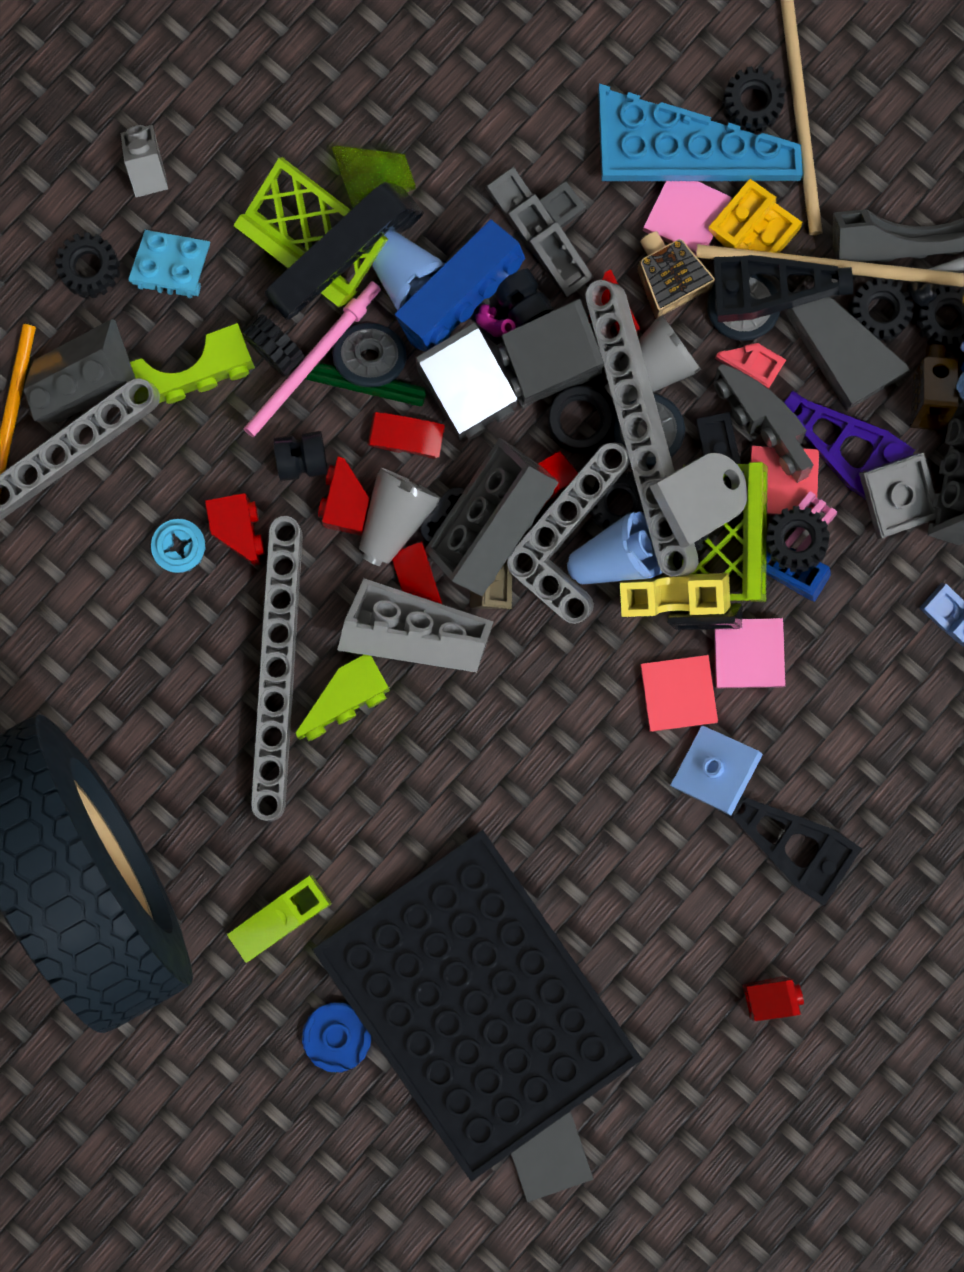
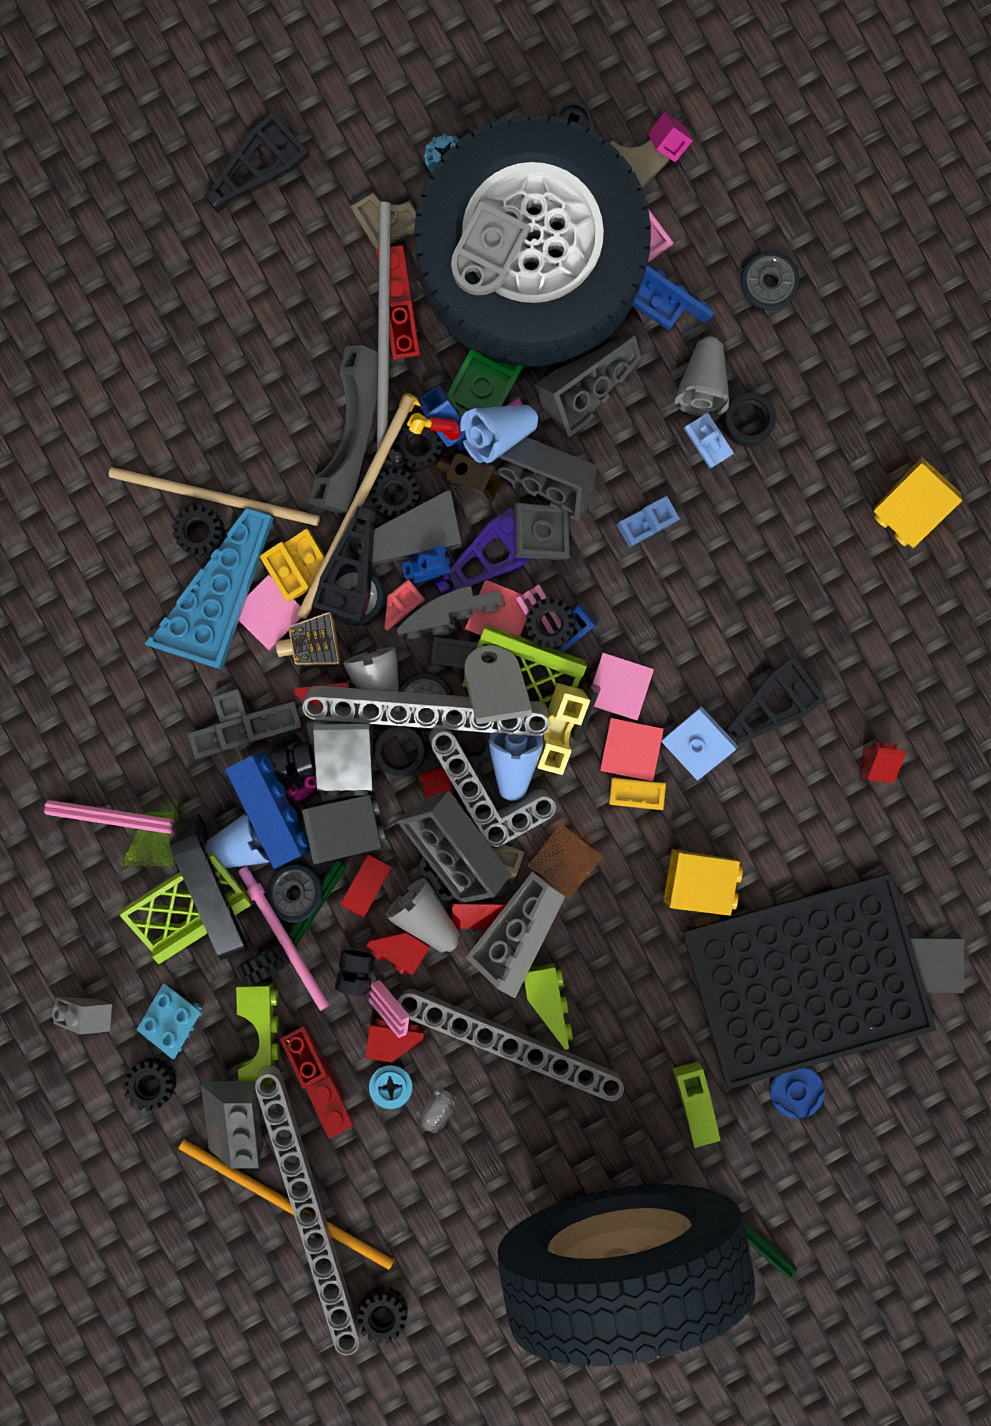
camera: 70 degrees left, 5 degrees up
(136, 1056) = (769, 1252): none -> dark green axle
(158, 457) = (318, 1081): none -> red slope
(168, 610) = (437, 1111): none -> clear brick
(272, 509) = (389, 1008): none -> bright pink tile
(384, 111) = (109, 816): none -> bright pink axle
(517, 660) = (565, 860): none -> clear orange tile
(551, 831) = (702, 882): none -> yellow slope
(629, 717) = (637, 793): none -> yellow plate
(810, 374) = (427, 565): none -> blue hips

